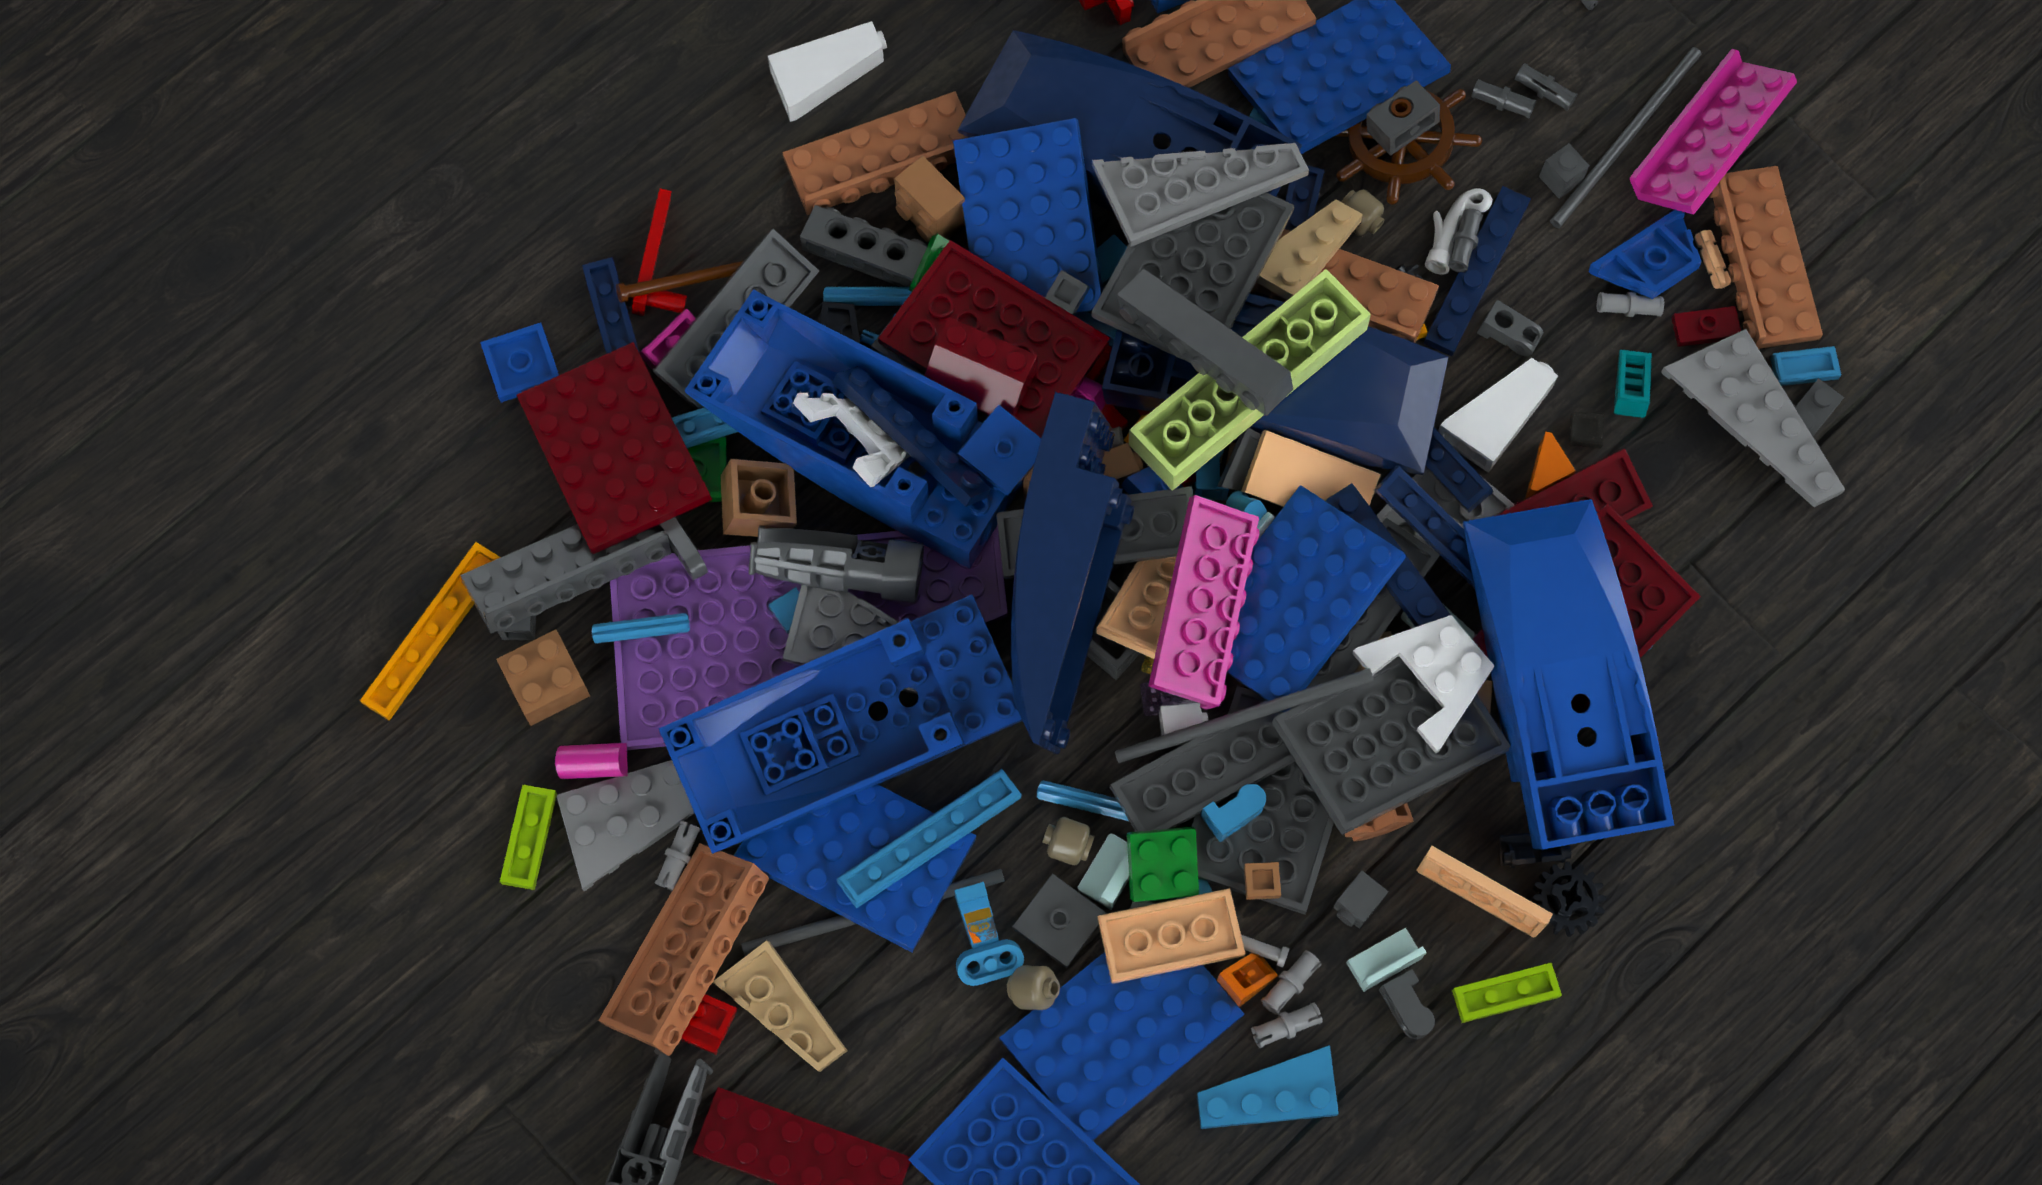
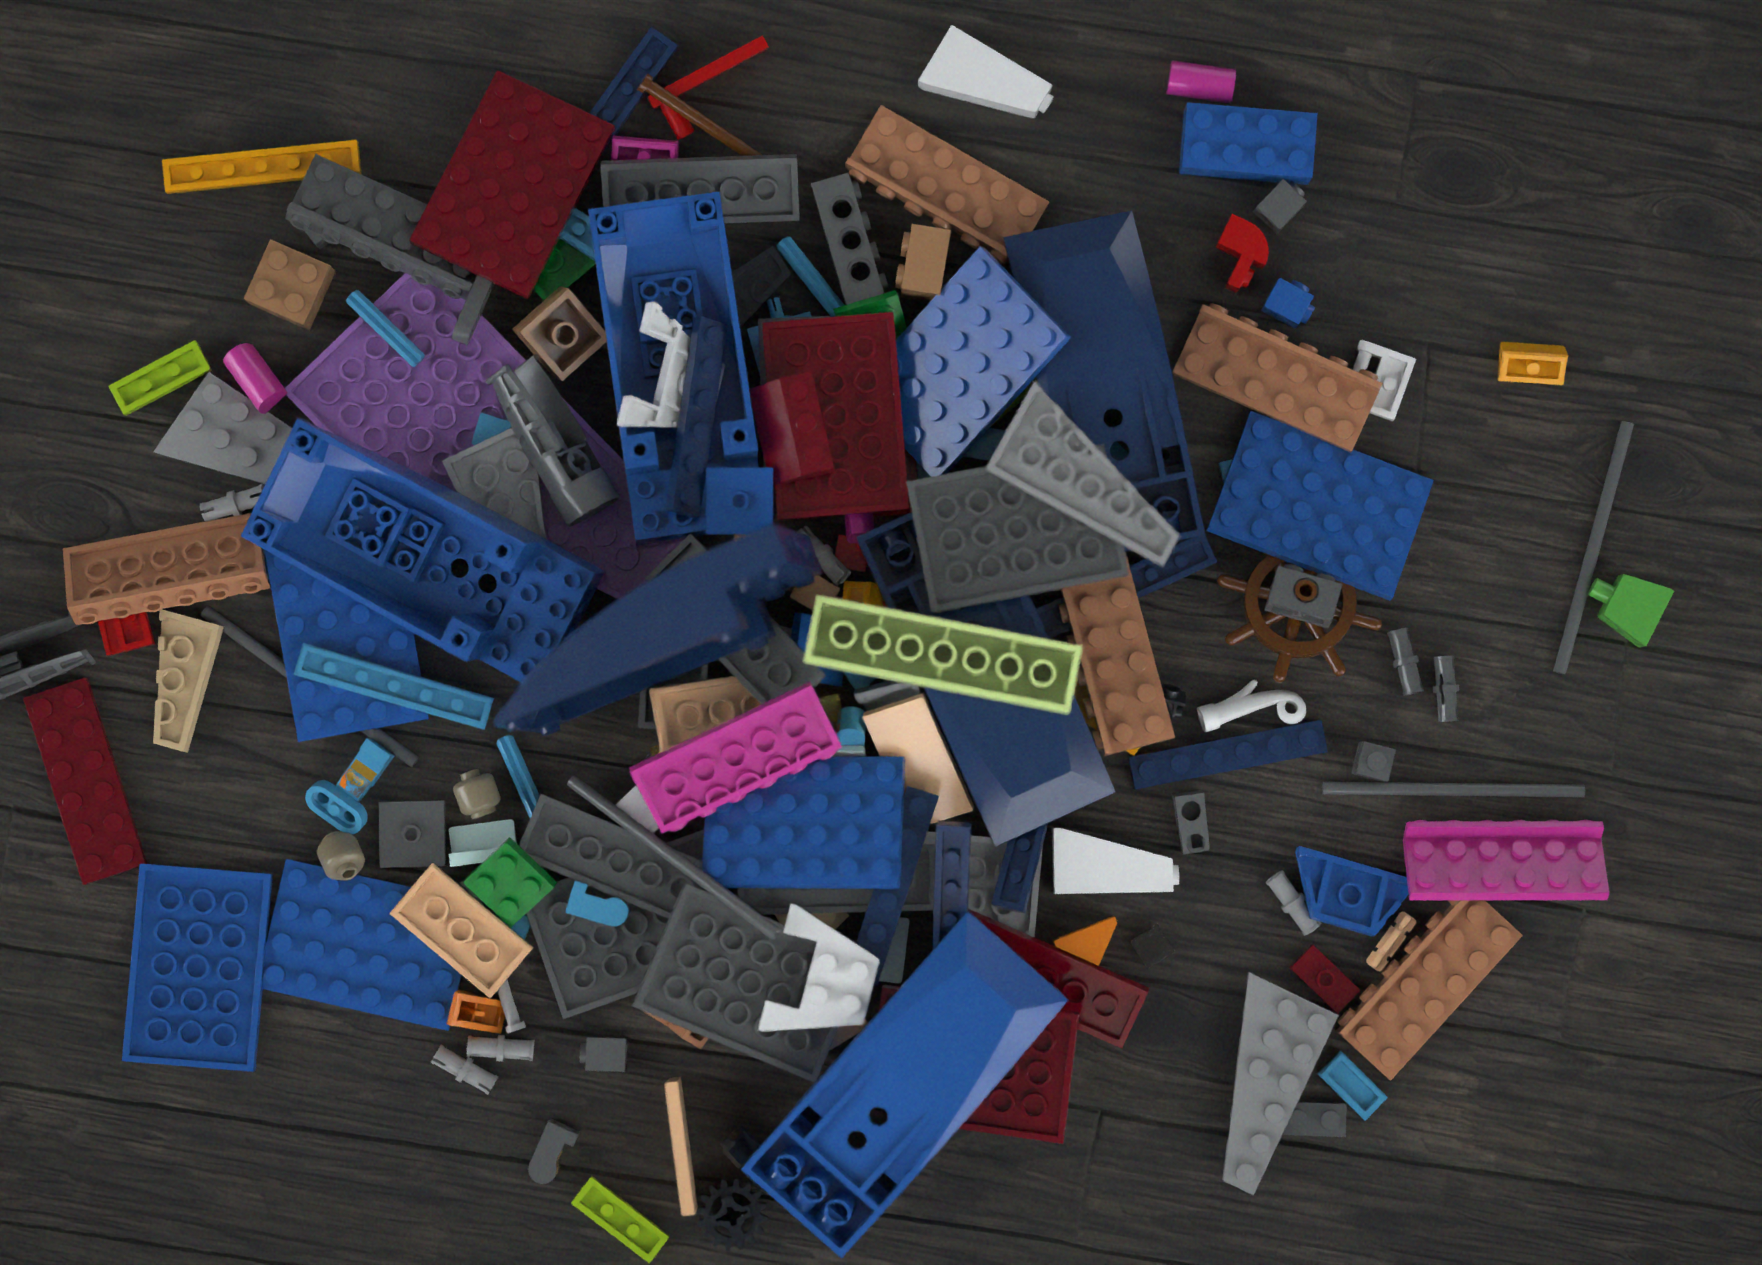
camera: 50 degrees right, 15 degrees up
(519, 360) = (532, 47): blue plate -> none
(1067, 292) = (920, 444): dark grey plate -> none
(1205, 343) = (935, 599): dark grey brick -> none
(1262, 880) = (557, 968): medium nougat plate -> none
(1278, 1093) = (408, 1102): dark azure wing -> none
(1308, 249) = (1120, 608): tan wing -> none
(1370, 208) = (1200, 622): dark tan head -> none
(1385, 959) = (575, 1107): light aqua panel -> none
(1465, 240) = (1241, 726): dark grey pin -> none
(1627, 401) = (1200, 967): teal slope -> none

